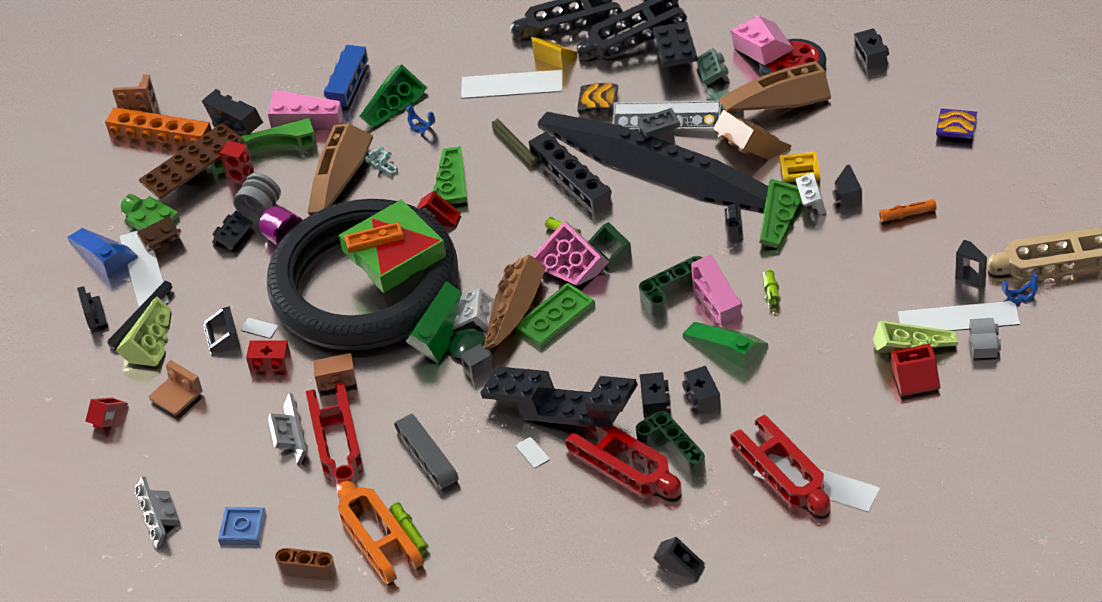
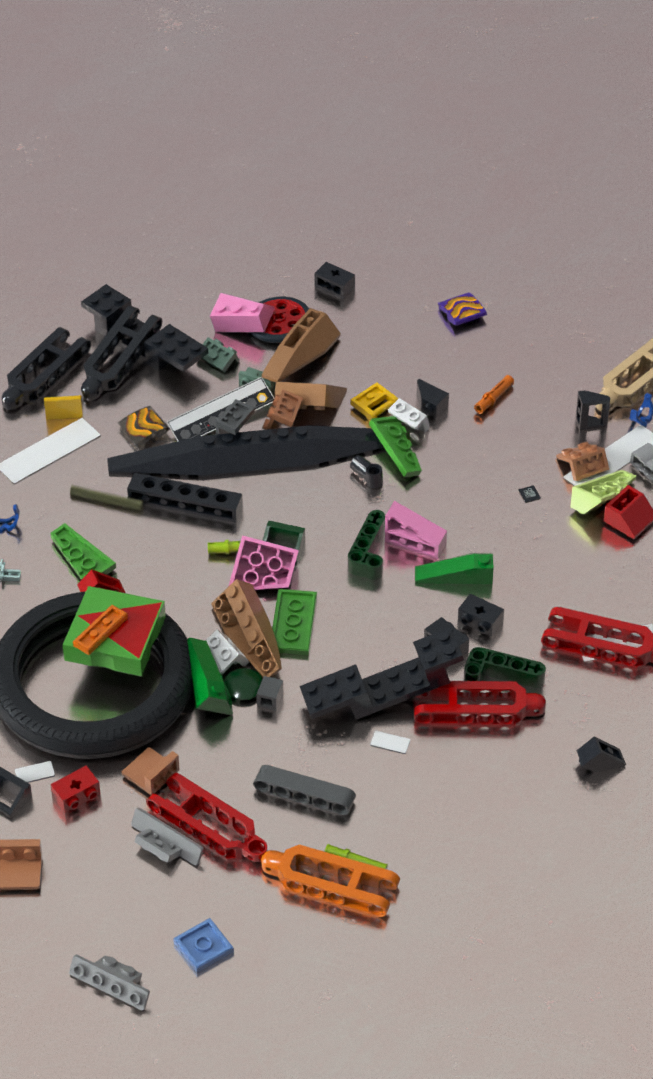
camera: 45 degrees left, 0 degrees up
(305, 563) = (306, 934): dark orange beam -> none
(707, 136) = (284, 409): none -> nougat bracket
(771, 287) = (450, 507): lime pin -> none
(853, 310) = (529, 493): none -> black sticker
(924, 306) = (585, 460): none -> nougat bracket

